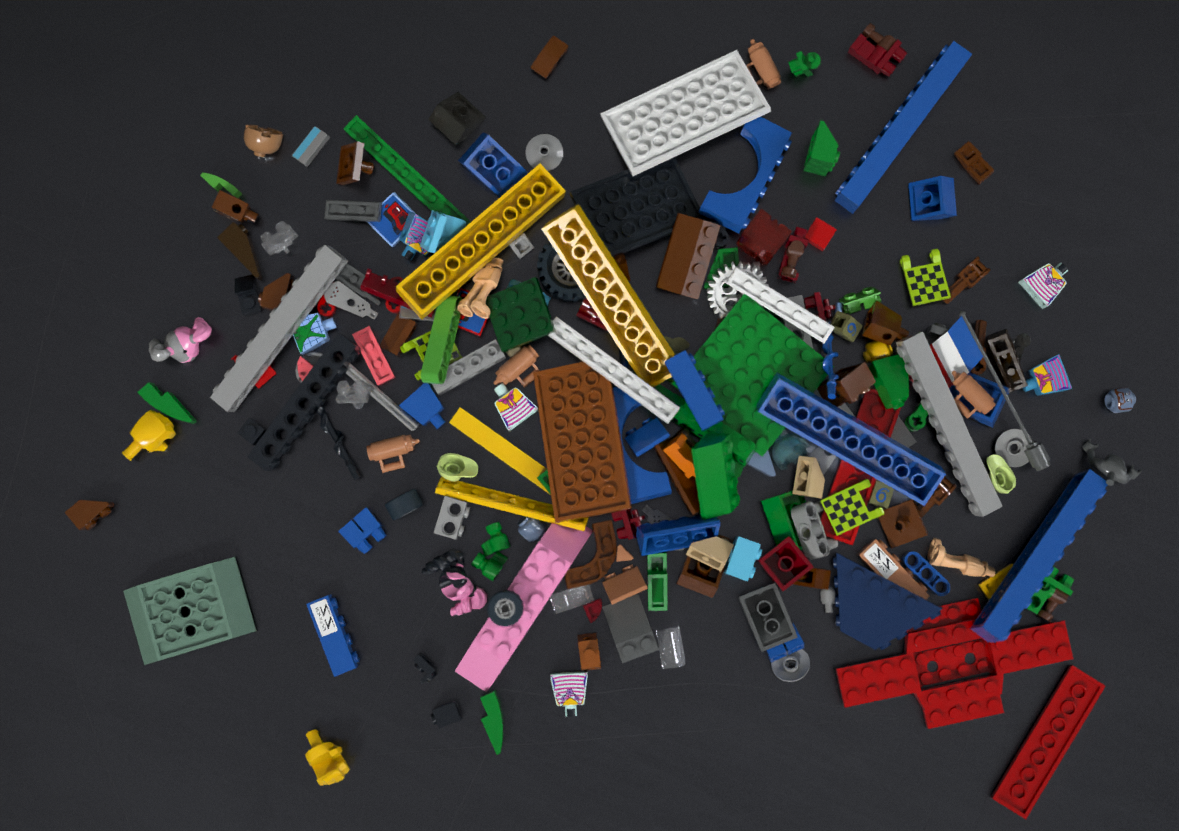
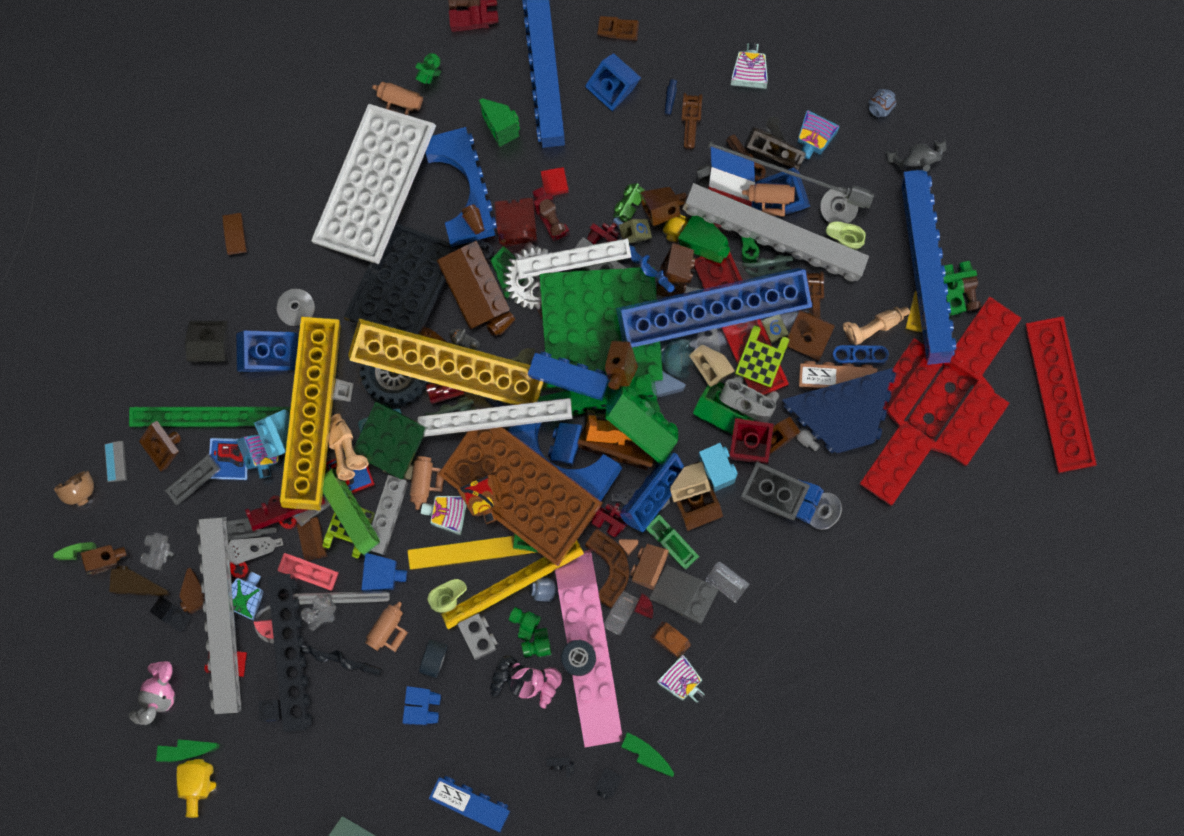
camera: 40 degrees left, 5 degrees down
(548, 420) = (482, 497): none -> torso
(599, 337) = (463, 404): none -> sand green piece
(641, 288) = (461, 339): none -> dark grey animal
(681, 303) = (499, 324): none -> reddish brown cone
(733, 206) = (473, 218): none -> reddish brown cone
(740, 418) = (620, 364): none -> reddish brown torso
(917, 439) = (763, 264): none -> sand green piece
(926, 282) = (664, 145): lime flag -> none
(965, 249) = (670, 96): none -> dark blue animal

